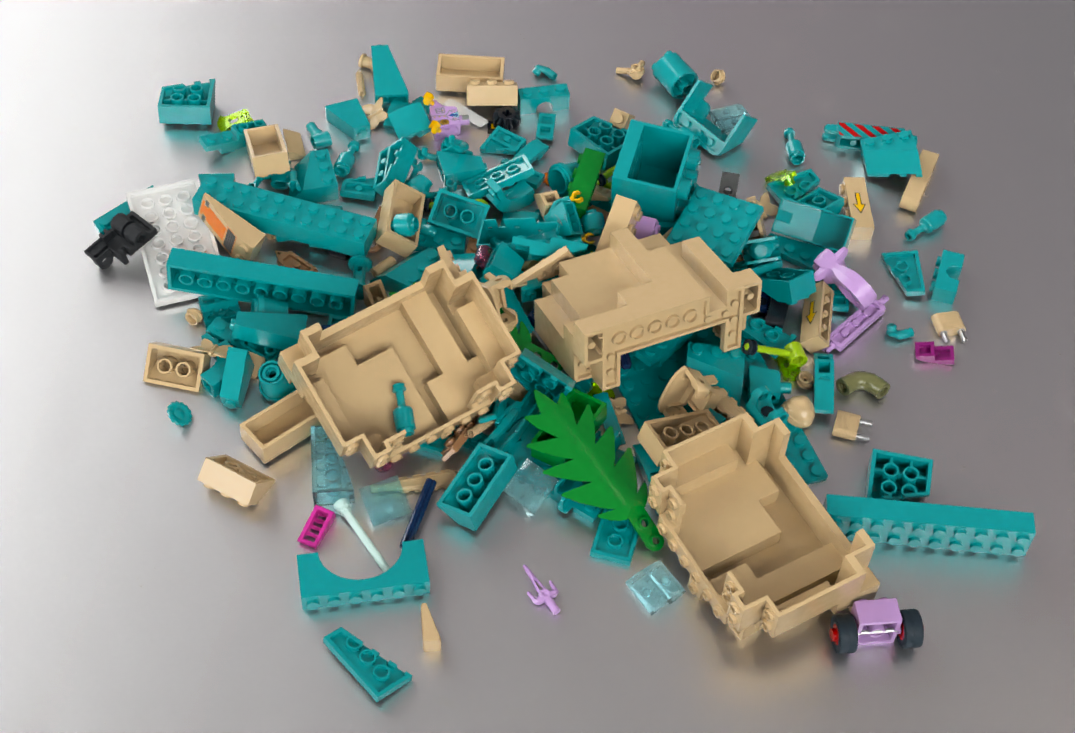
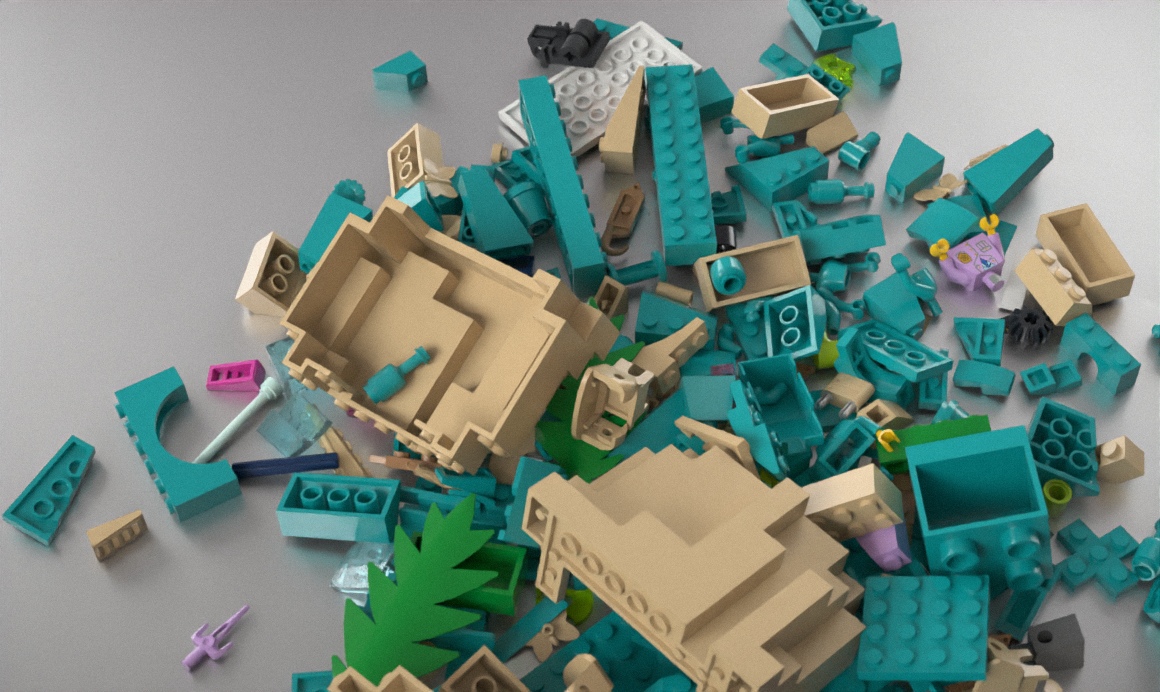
camera: 75 degrees right, 0 degrees up
(71, 346) = (400, 73): none -> teal slope
(217, 430) = (326, 227): none -> teal slope
(240, 94) = (879, 53): none -> teal slope
(517, 209) = (846, 393): none -> tan piece

